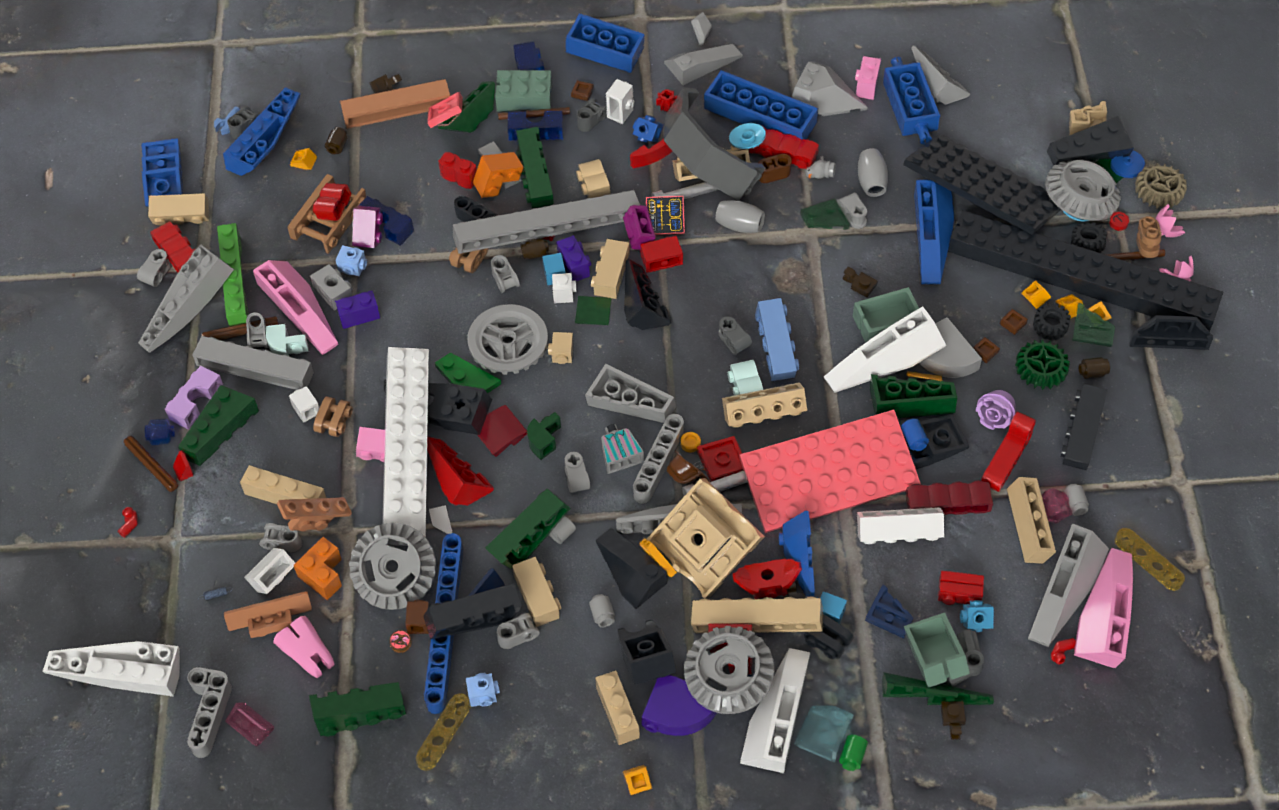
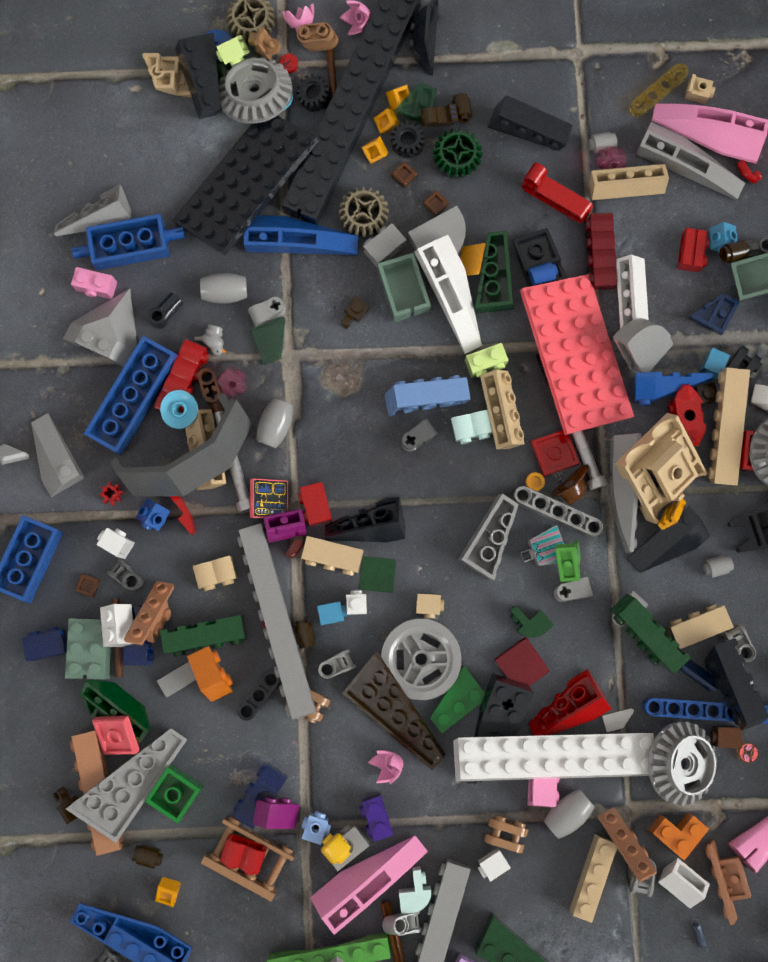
camera: 90 degrees left, 25 degrees up
(331, 268) = (335, 848): none -> yellow head
(348, 467) = (569, 814): none -> light grey piece
(390, 154) = (174, 793): none -> green brick
(394, 115) = (120, 795): none -> light grey wing
(409, 317) = (390, 765): none -> bright pink piece
(457, 170) = (195, 722): red brick -> none
(464, 312) = (385, 702): none -> dark brown wing
(543, 100) = (115, 624): none -> white brick
(552, 129) = (151, 615): none -> nougat bracket
(574, 258) = (321, 593): dark purple brick -> none
(605, 462) = (568, 561): none -> bright green piece
(615, 234) = (294, 549): none -> clear red tile
(780, 182) = (227, 386): none -> clear pink brick
(817, 392) = (486, 360): none -> yellowish green brick
(842, 129) = (166, 308): none -> black piece
(844, 526) = (642, 344): none -> light grey brick
(933, 301) = (384, 245): none -> light grey brick
(959, 617) = (734, 251): none -> dark brown brick
(966, 279) = (374, 201): none -> dark tan gear
(996, 409) = (510, 197): lavender cone -> none
(1079, 343) = (439, 116): none -> dark brown leg
(1119, 165) = (232, 50): none -> yellowish green brick
(1131, 193) = (264, 44): none -> medium nougat hips
(1155, 596) = (699, 89): none -> tan brick

